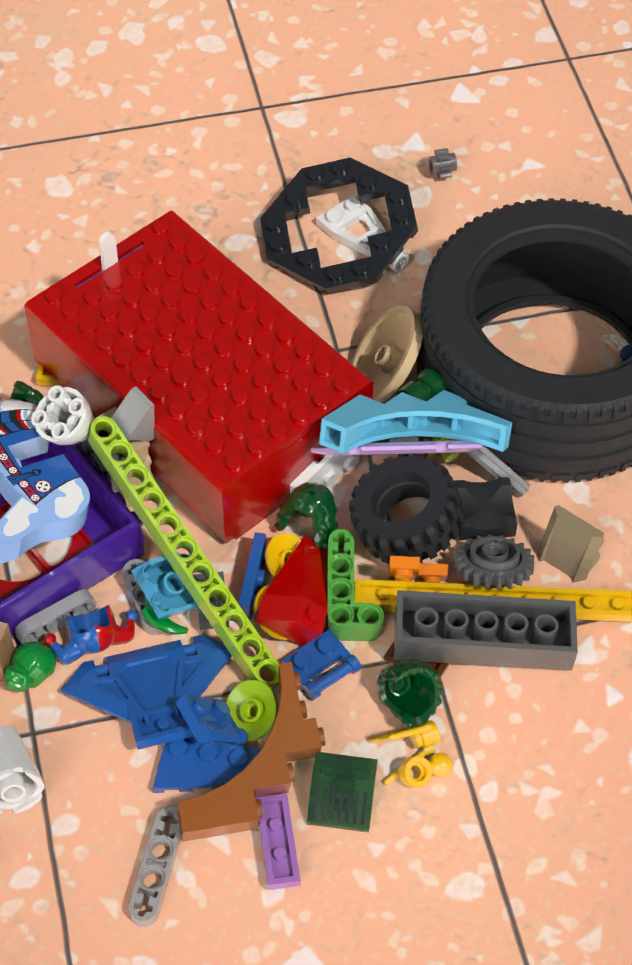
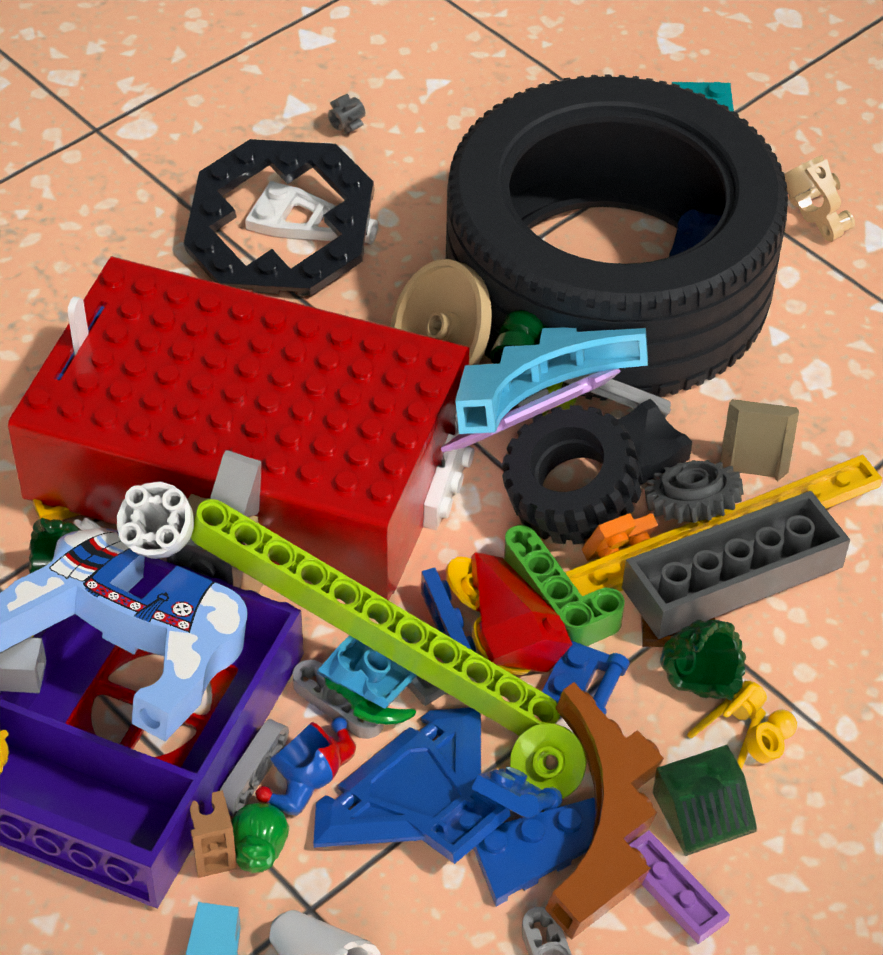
camera: 30 degrees left, 5 degrees down
(311, 501) = (466, 512): dark green hair -> none

